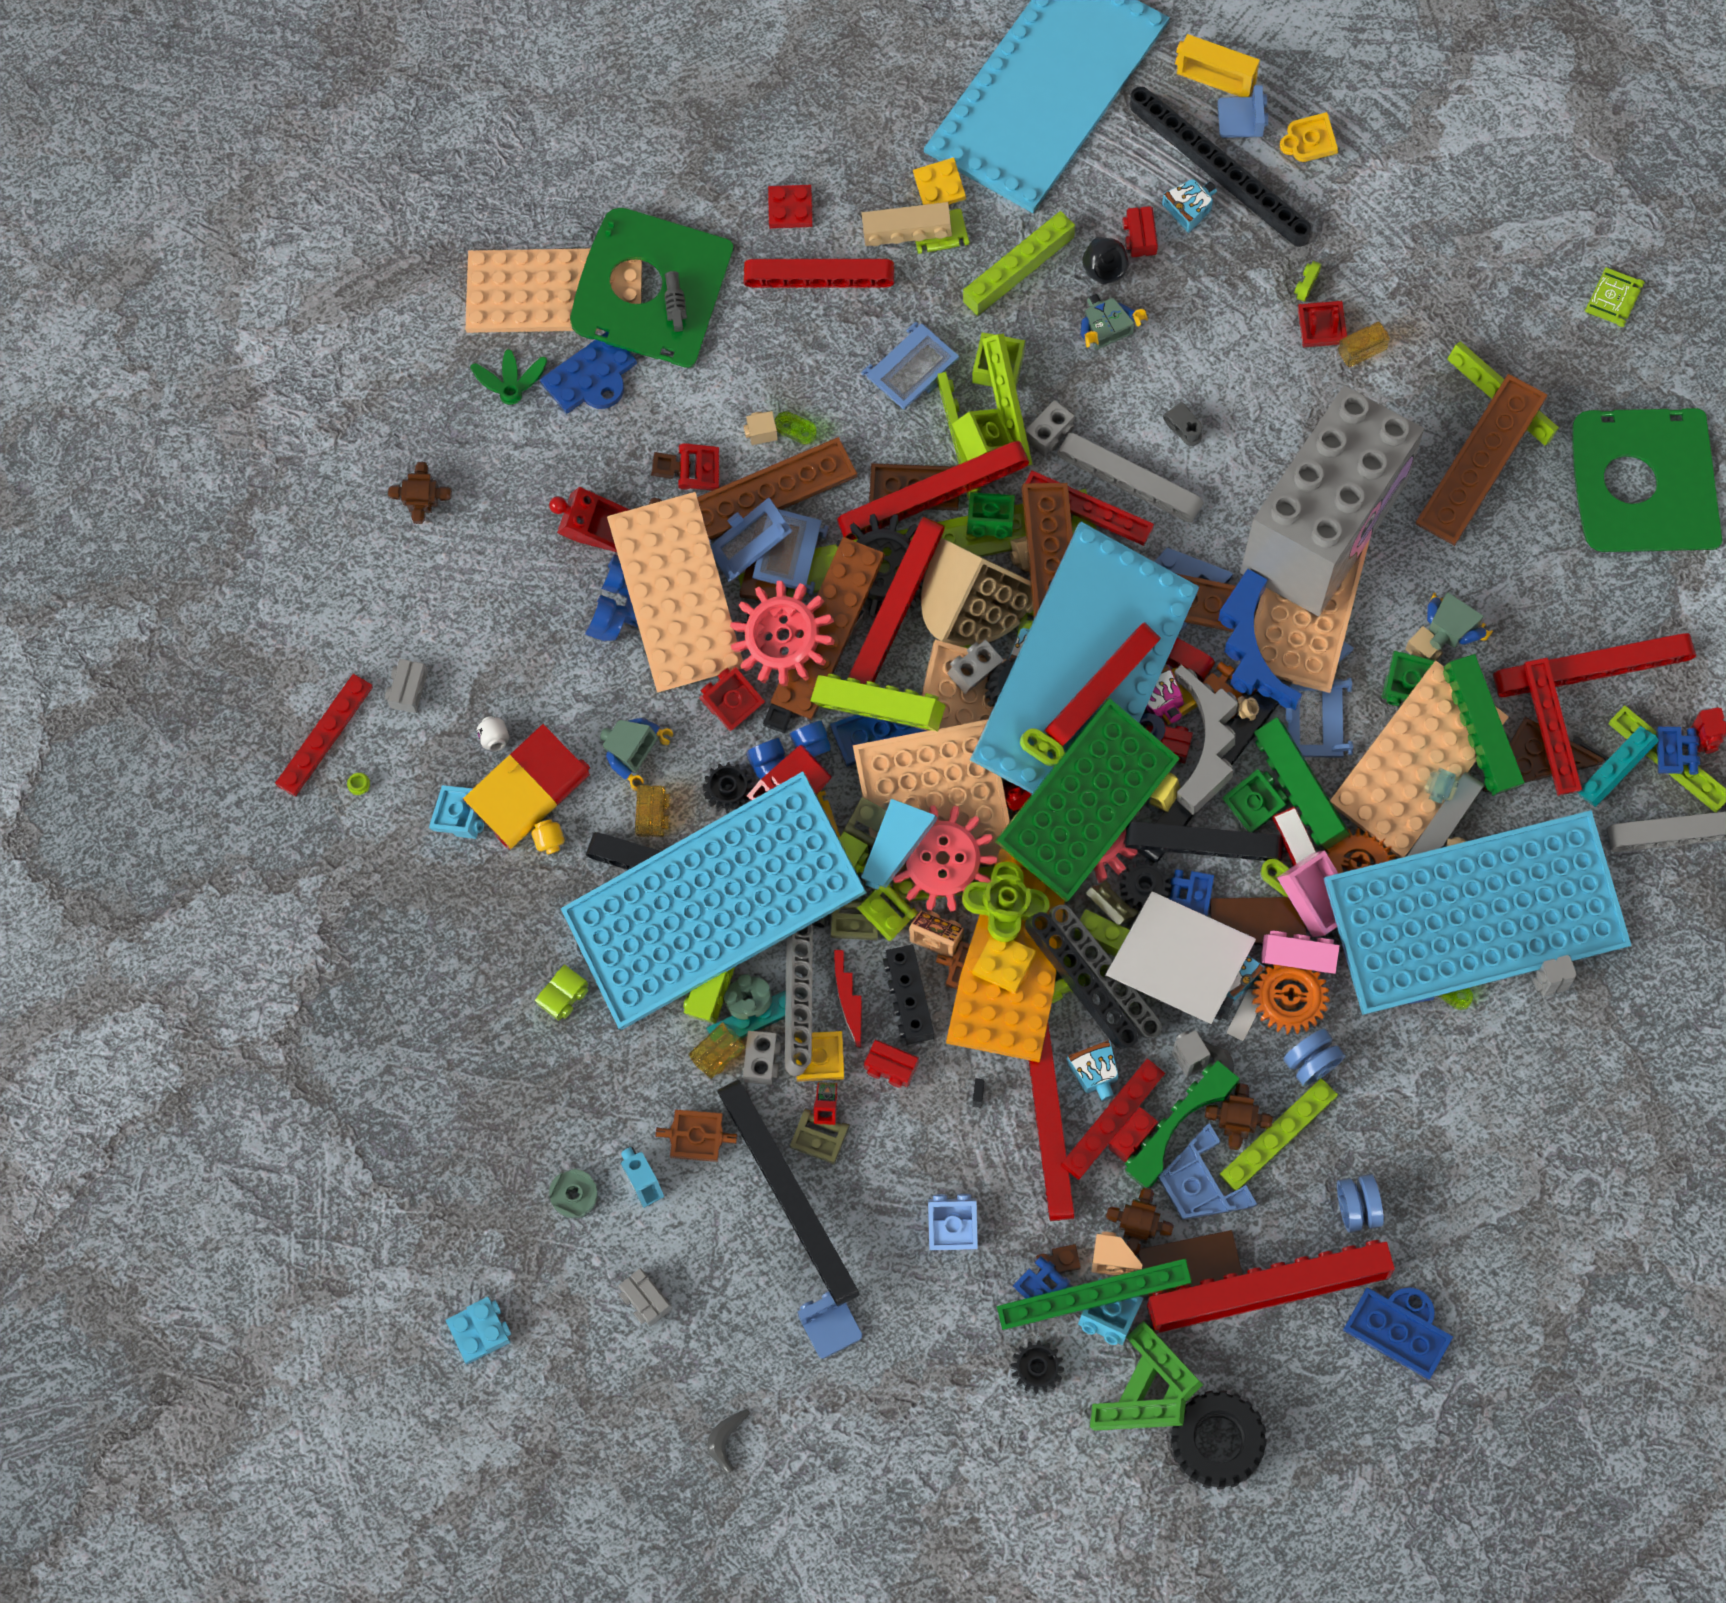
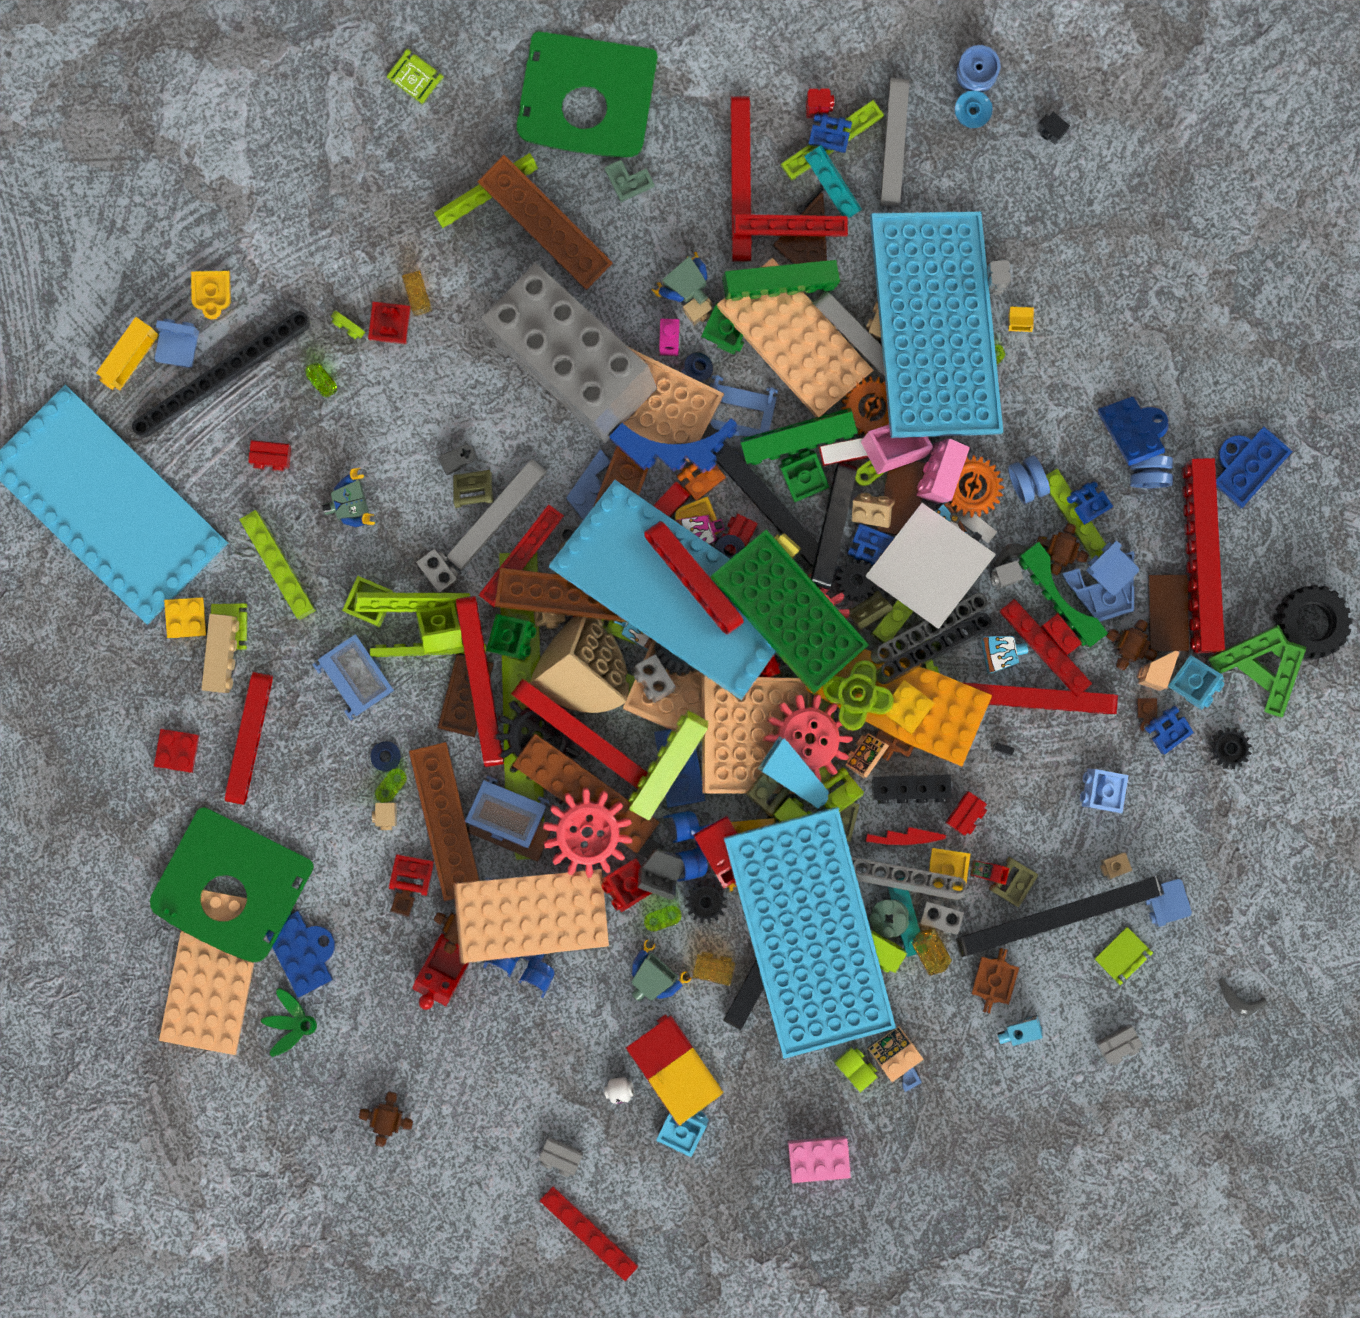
camera: 85 degrees left, 15 degrees up
(358, 783) = (639, 1210): lime plate -> none
(448, 969) = (819, 1159): none -> bright pink piece
(478, 1330) = (1119, 1180): medium azure plate -> none
(548, 836) = (719, 1058): yellow head -> none
(561, 1060) = (910, 1079): none -> medium blue tile
(568, 1181) = (1012, 1088): sand green plate -> none
(587, 1035) = (895, 1054): none -> light nougat slope
(675, 301) = (252, 867): dark grey hinge -> none
(700, 745) = (663, 920): none -> clear neon green plate
(749, 538) = (491, 844): medium blue piece -> none
(749, 726) = (661, 873): none -> dark grey bracket
(754, 1286) = (1123, 955): none -> lime piece
(831, 425) = (395, 756): none -> dark blue piece
(863, 1253) = (1115, 865): none -> tan brick
(1041, 746) = (740, 639): lime plate -> none
(1094, 1294) = (1189, 692): green plate -> none
(1105, 260) = (293, 490): black piece -> none
(1159, 443) = (472, 483): none -> olive plate
(1189, 203) = (251, 407): torso -> none
(1212, 771) = (777, 506): light grey arch -> none
(1229, 1177) = (1112, 568): none -> medium blue bracket
(1233, 885) = (872, 510): none -> tan bracket
(1239, 266) = (321, 380): none -> clear neon green plate
(1248, 708) = (727, 464): tan plate -> none
(1299, 1144) = (1089, 508): none -> blue plate
(1347, 665) = (693, 372): none -> dark blue piece
(1385, 618) = (669, 337): none -> dark pink torso
(1408, 1172) = (1134, 429): none -> blue plate
(1441, 785) = (825, 325): clear light blue head -> none
(1511, 1018) = (1021, 319): none -> yellow piece
(1551, 541) = (626, 185): none -> sand green plate

